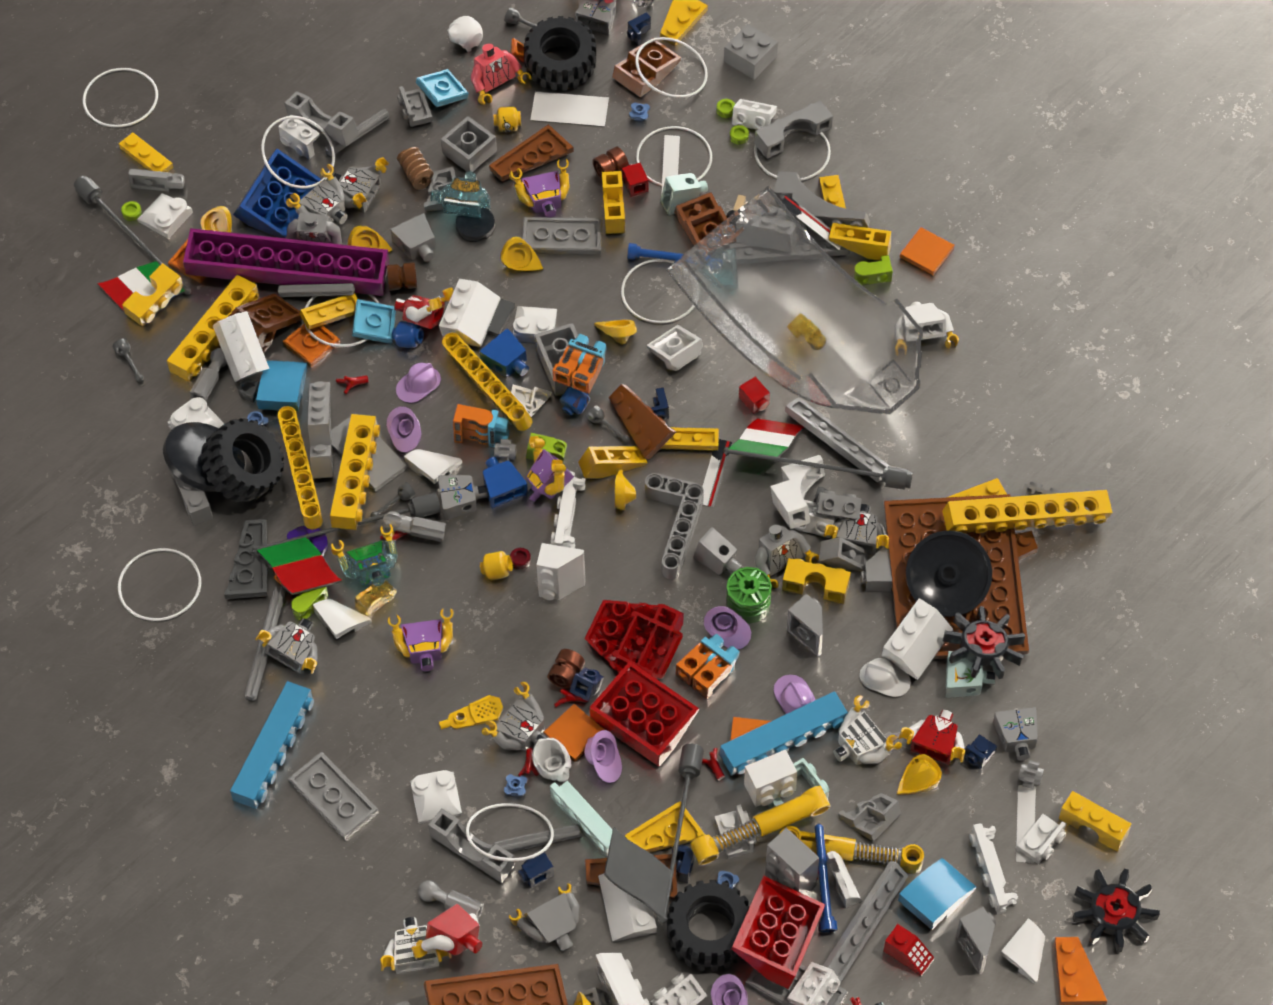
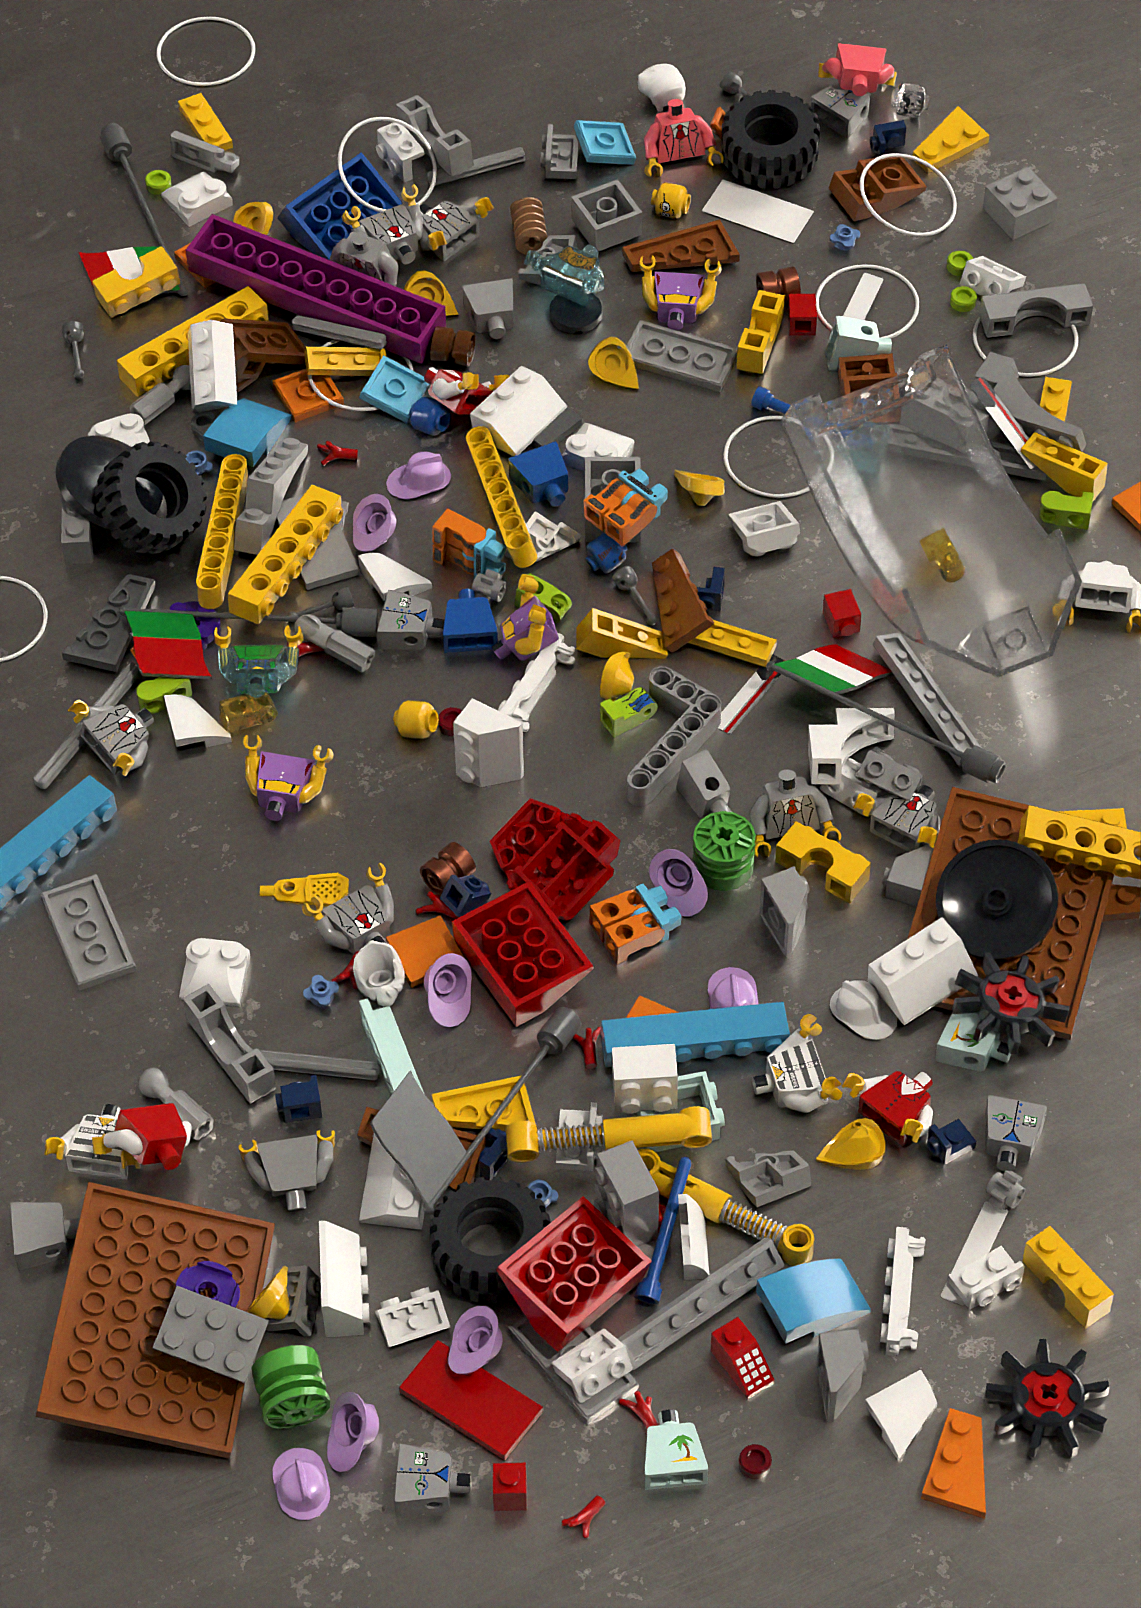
camera: 20 degrees right, 5 degrees down
(509, 859) = (278, 1075): white piece -> none
(638, 513) = (627, 711): none -> lime leg
(842, 554) = (871, 838): light grey slope -> none

